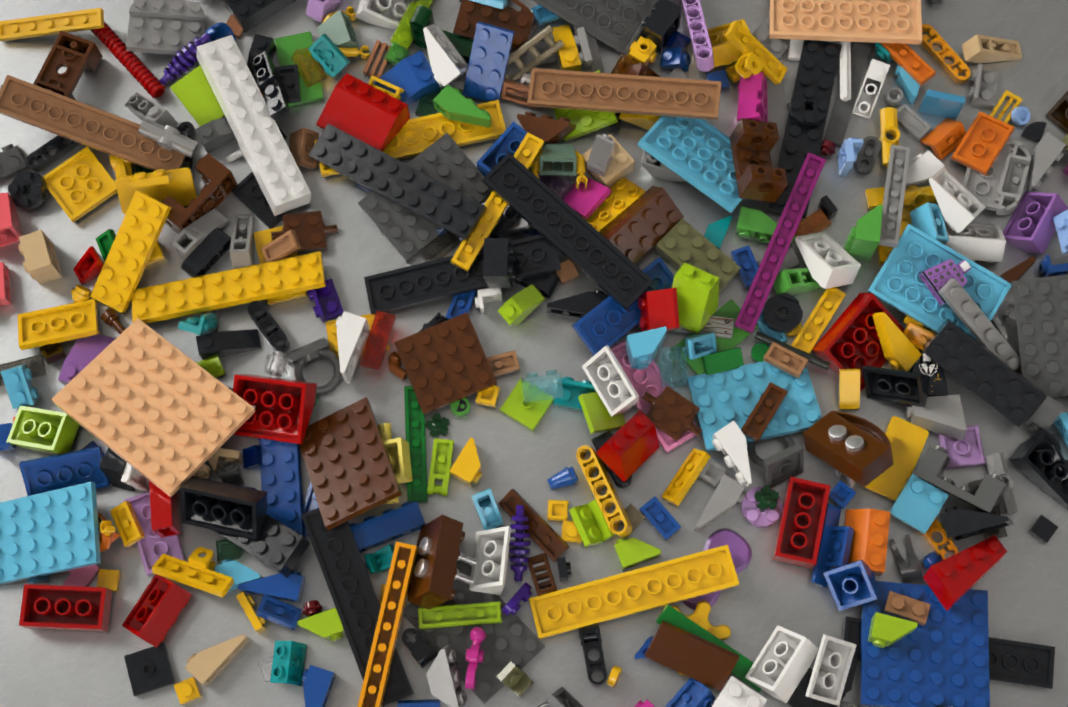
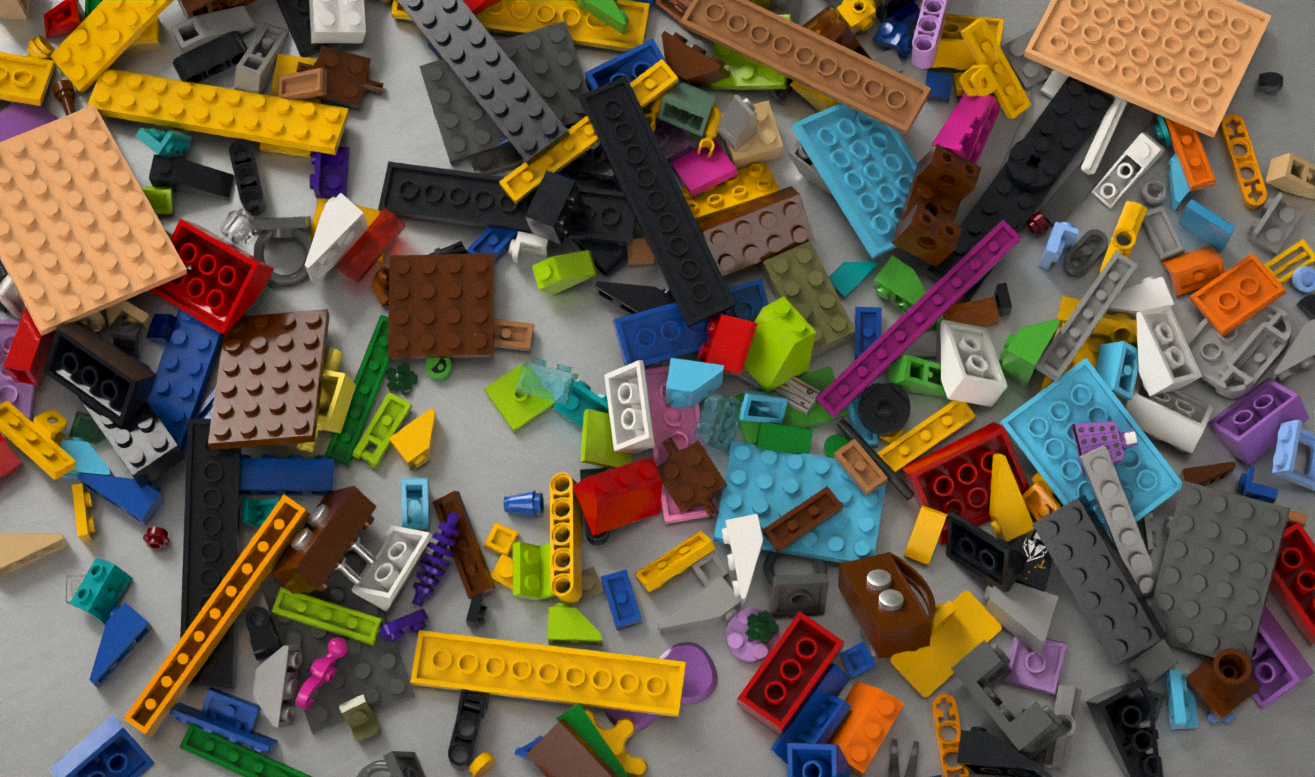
camera: 20 degrees right, 0 degrees up
(279, 612) = (115, 525): blue plate -> none
(324, 624) = (162, 562): lime slope -> none
(488, 397) = (477, 368): yellow plate -> none
(541, 587) = (448, 625): reddish brown slope -> none
(918, 503) = (944, 708): medium azure slope -> none

